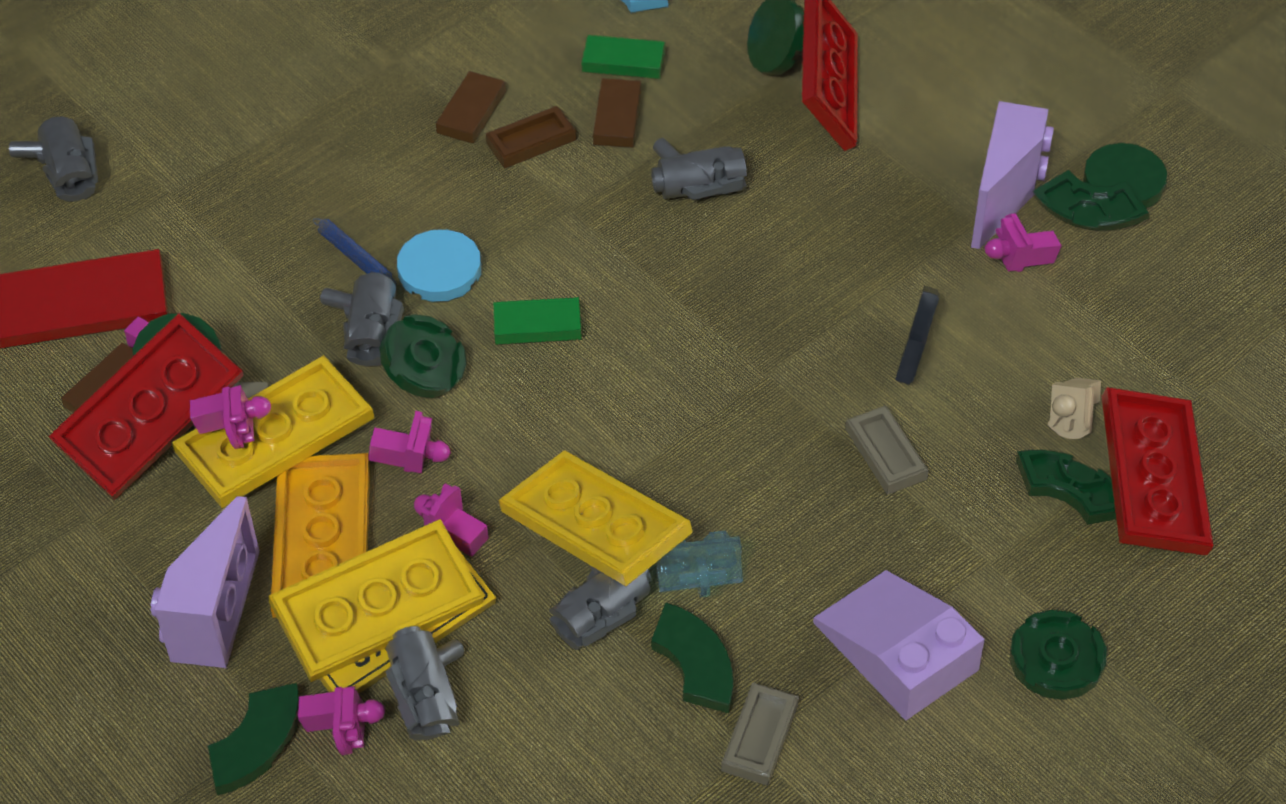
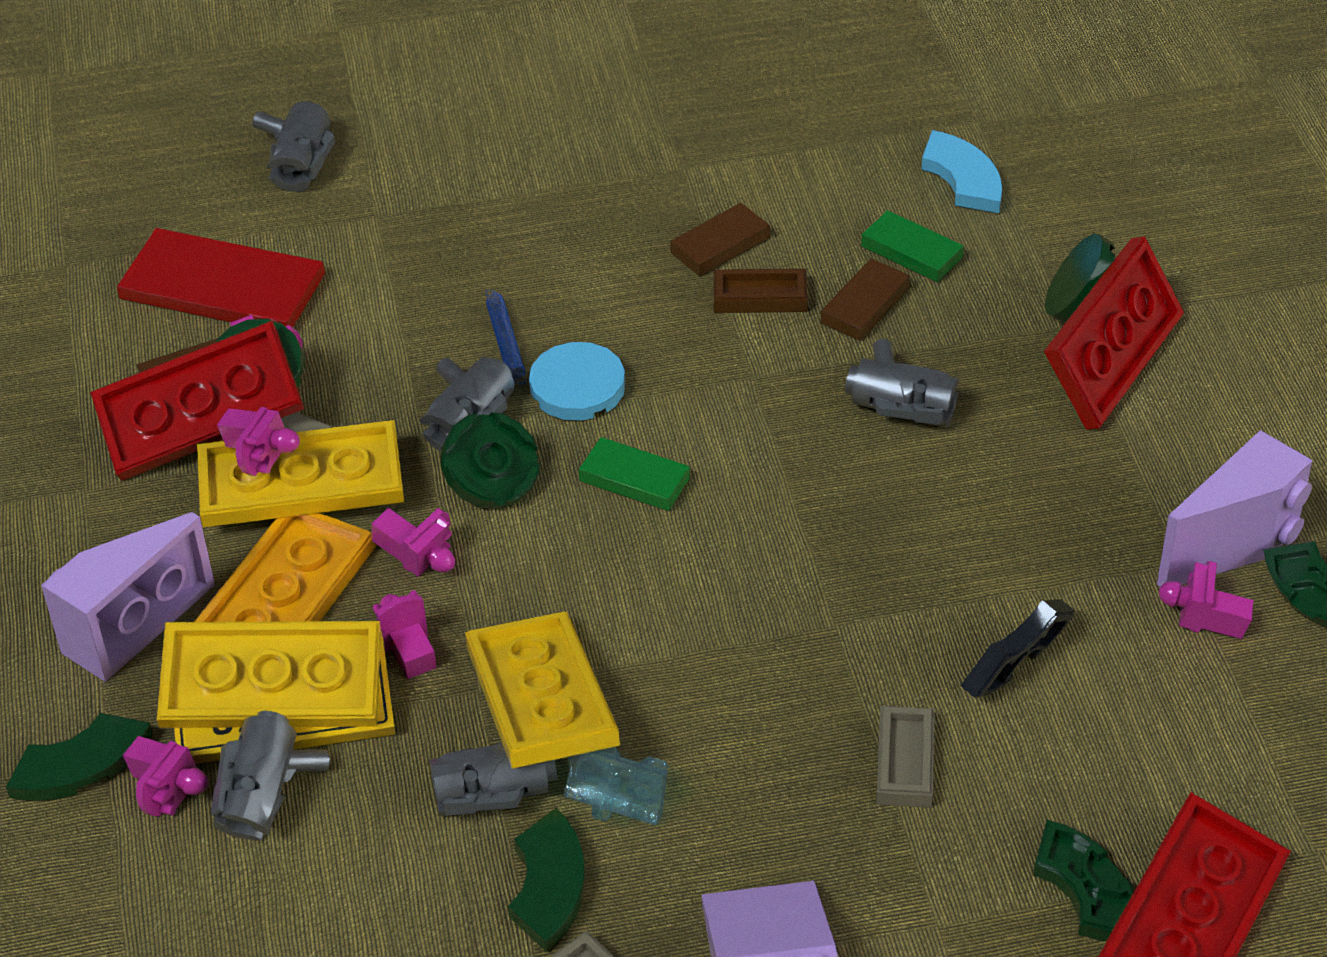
camera: 30 degrees right, 5 degrees down
(1073, 407) = (1139, 794): tan piece -> none

